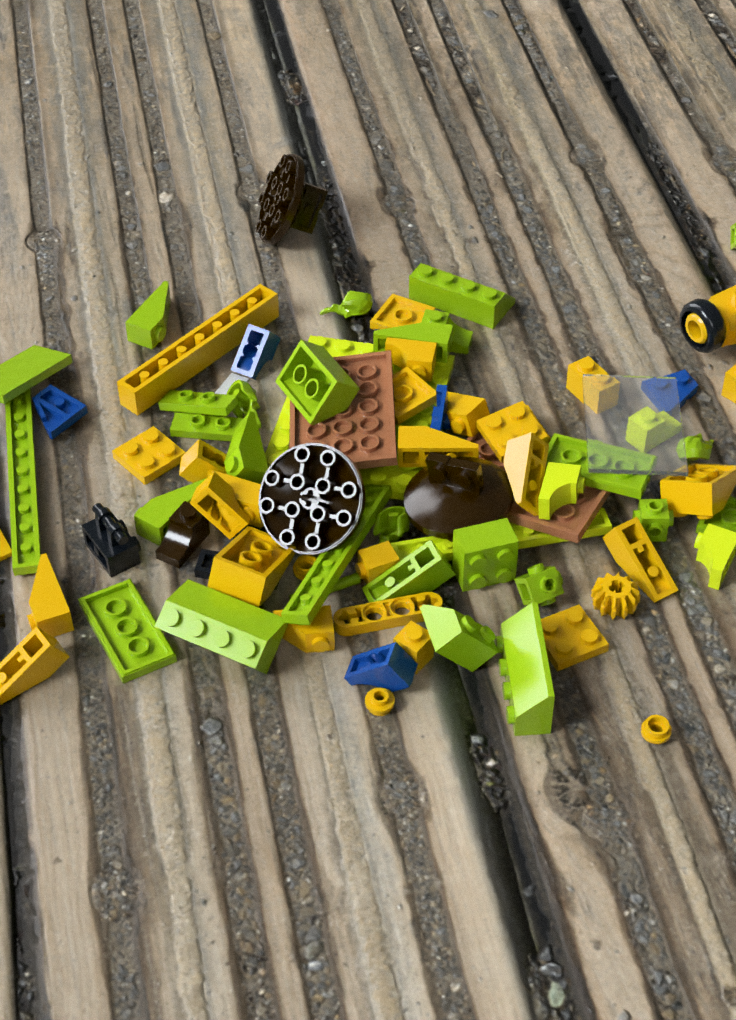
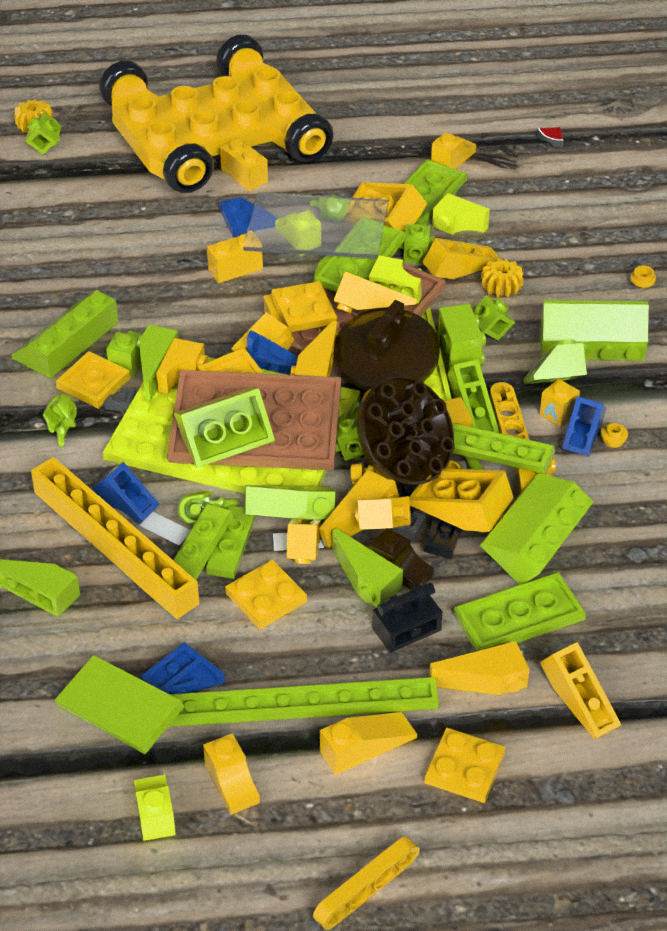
camera: 85 degrees left, 0 degrees up
(571, 638) = (528, 312): yellow plate -> none

